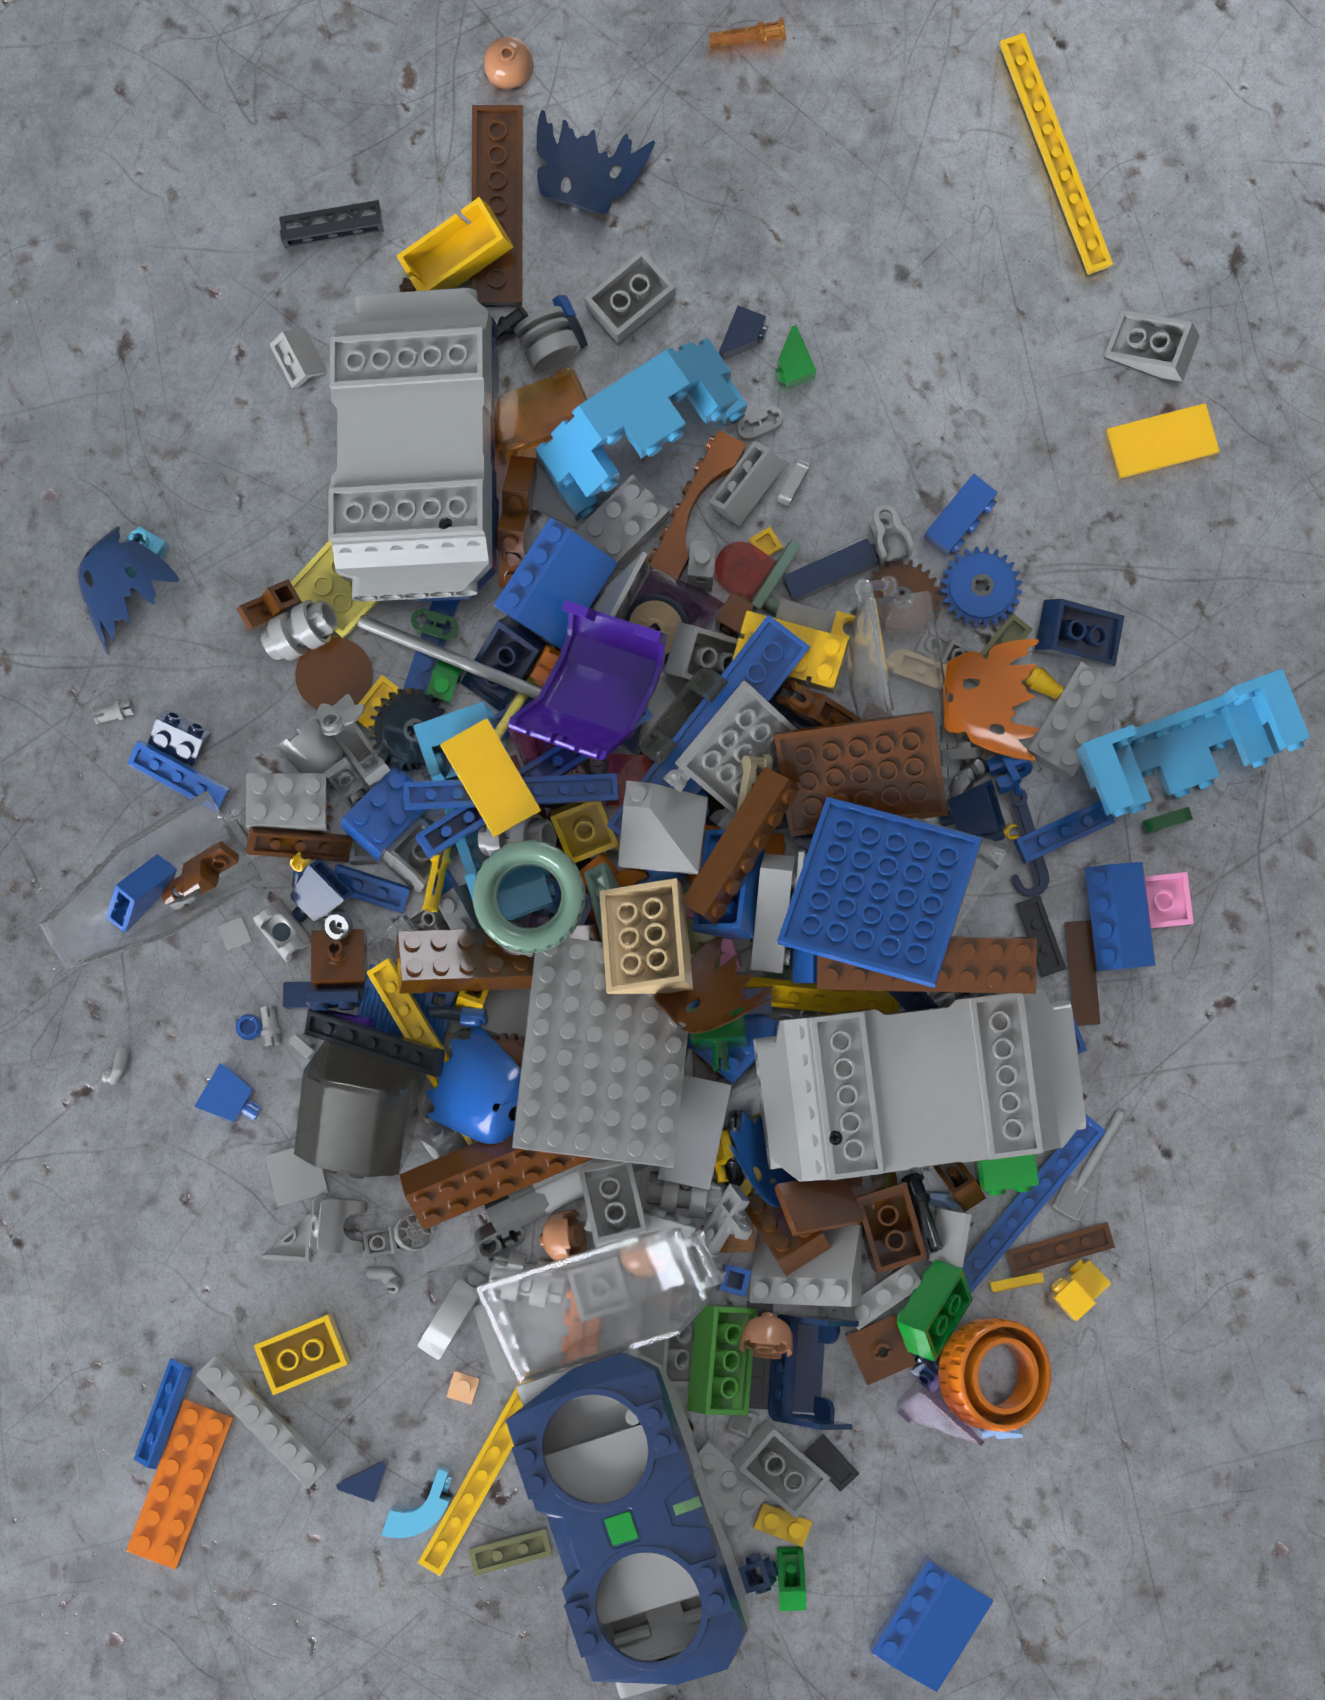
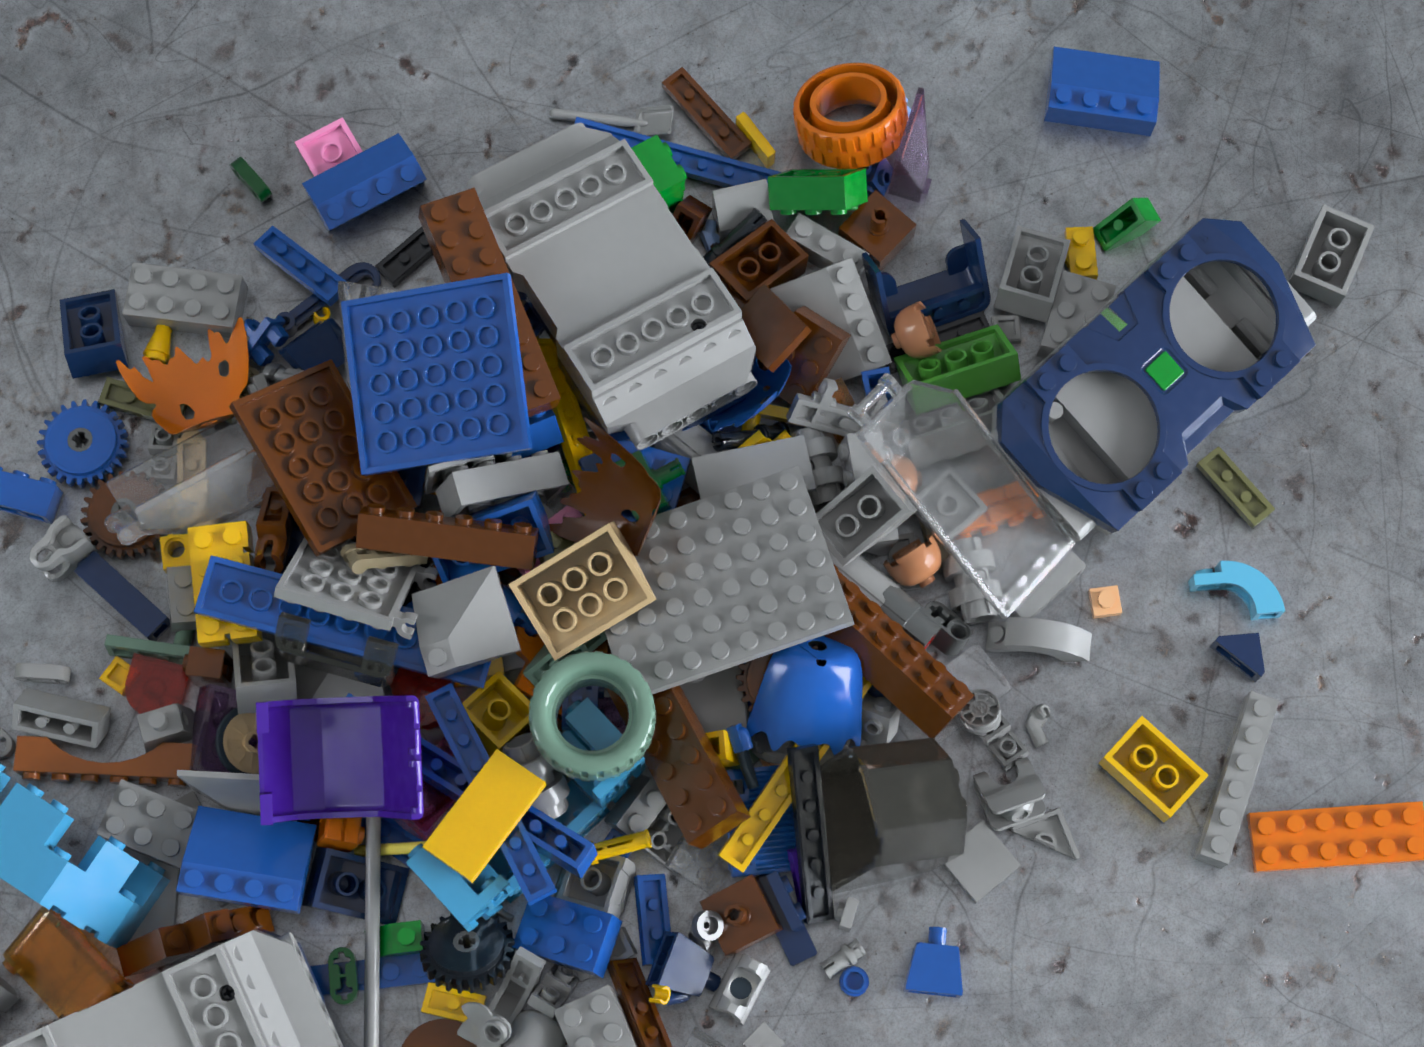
camera: 120 degrees left, 10 degrees down
(163, 1413) = (1281, 884): blue plate -> none
(471, 1491) = (1189, 547): yellow plate -> none
(751, 1579) = (1137, 252): dark blue brick -> none
(832, 1462) = (1001, 234): black tile -> none
(1079, 1289) = (737, 81): yellow brick -> none
(1082, 972) = (405, 212): reddish brown tile -> none
(1254, 714) = (172, 194): dark azure brick -> none

